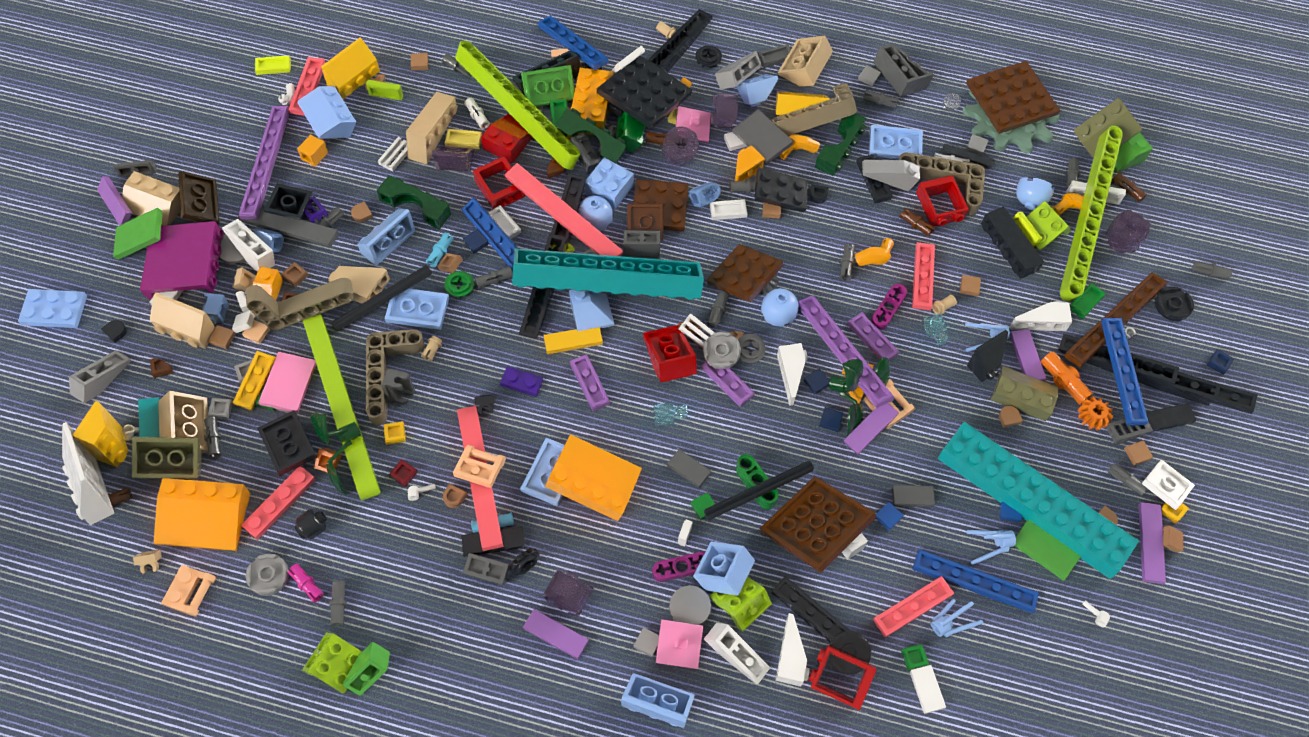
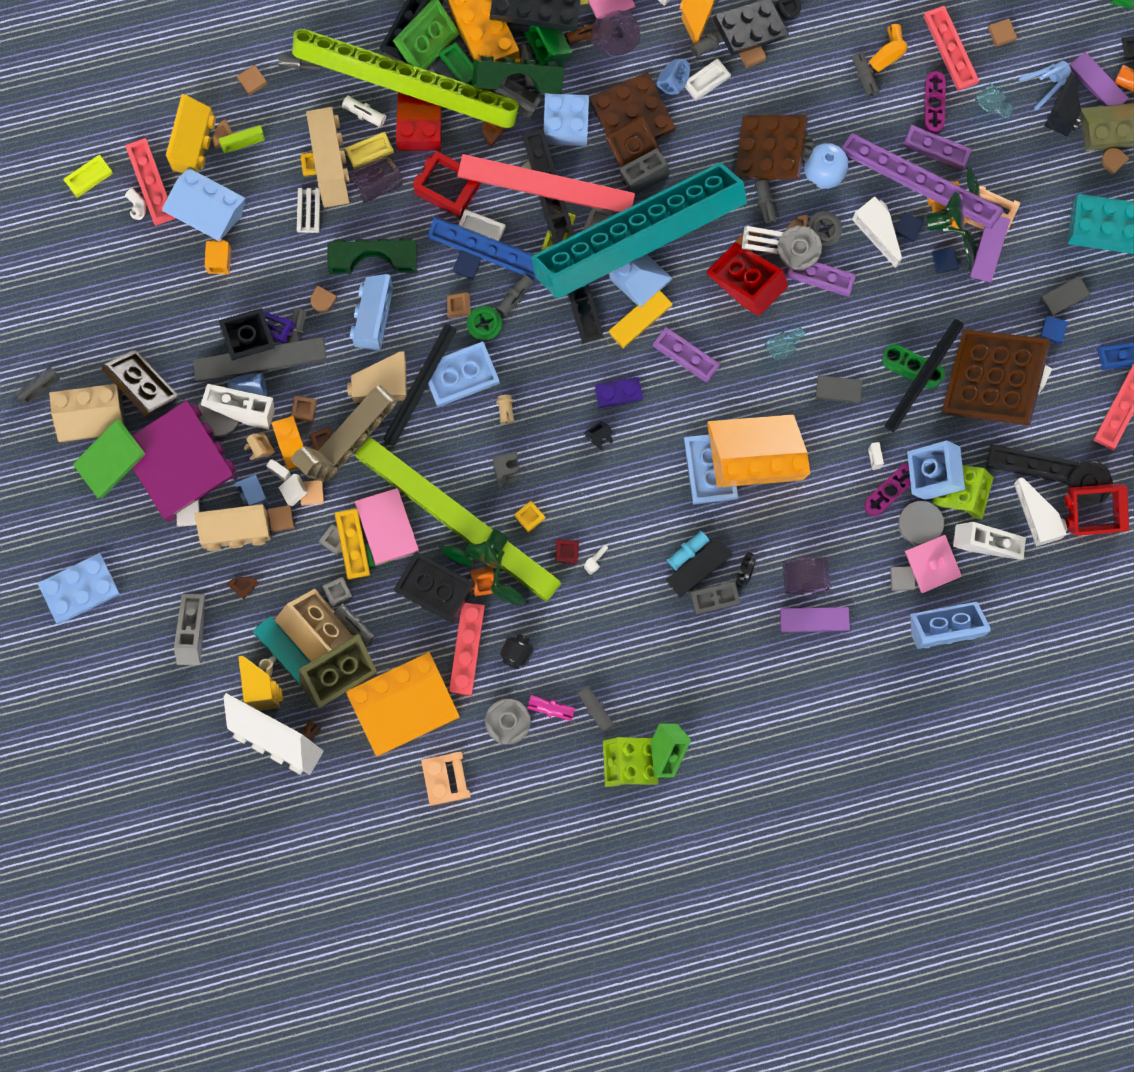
camera: 30 degrees left, 15 degrees up
(114, 200) = (47, 437): medium lavender tile -> none
(114, 330) = (163, 574): black tile -> none
(148, 557) = (385, 772): tan tile -> none
(264, 163) = (175, 299): medium lavender tile -> none
(379, 369) = (471, 461): dark tan beam -> none
(439, 249) = (437, 296): medium azure pin -> none
(454, 496) = (631, 546): medium nougat tile -> none
(478, 471) = (644, 510): light nougat plate -> none
(482, 496) = (647, 513): coral tile -> none
(596, 212) = (573, 161): light blue cylinder -> none
(701, 503) = (876, 419): green tile -> none
(940, 306) = (986, 74): tan pin -> none
(1049, 317) = (1102, 25): white slope -> none

